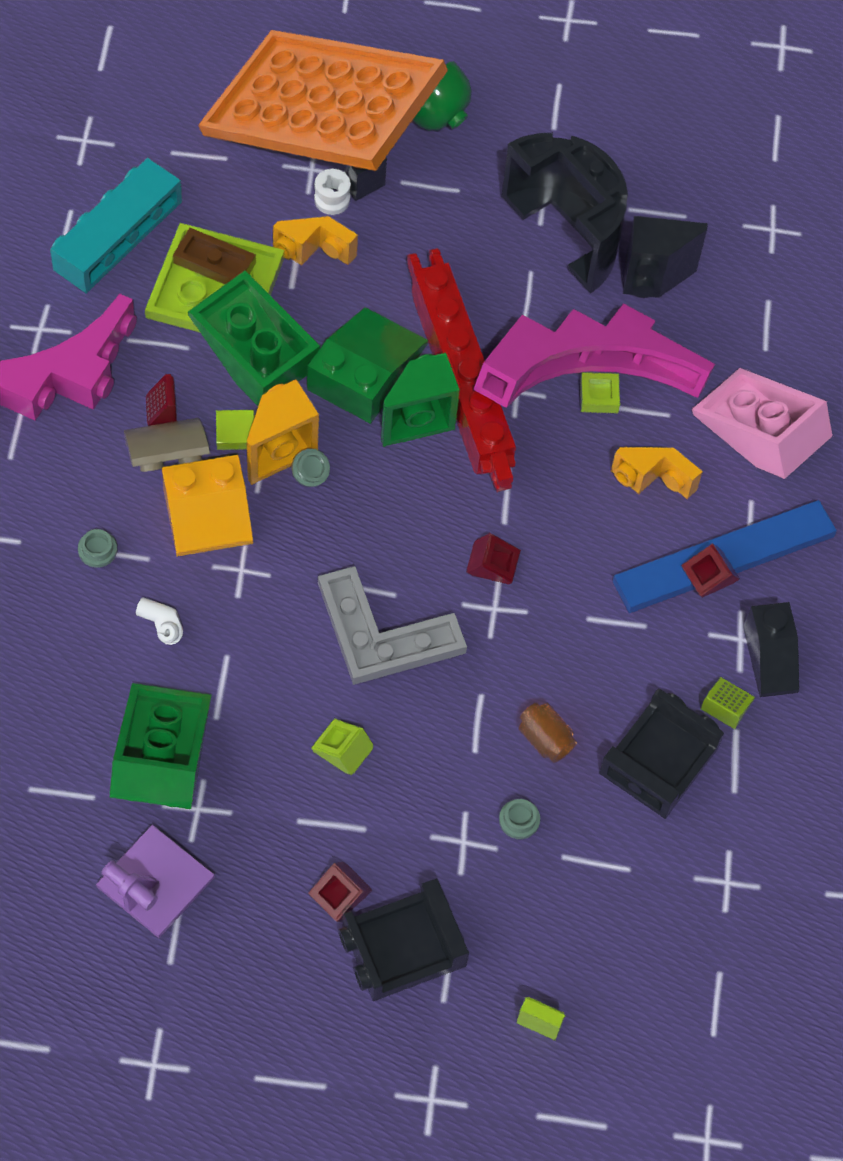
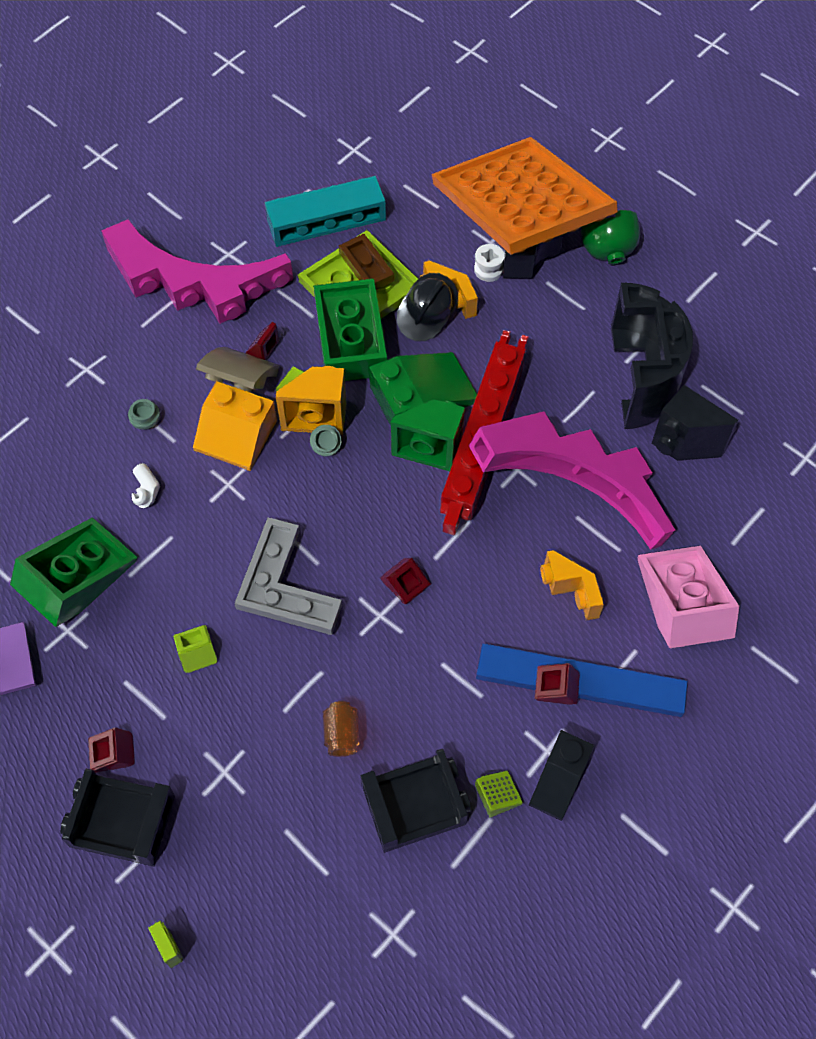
camera: 40 degrees right, 0 degrees up
(308, 272) = (427, 306): none -> black piece
(519, 819) = (273, 781): sand green plate -> none
(599, 392) = (574, 503): lime plate -> none

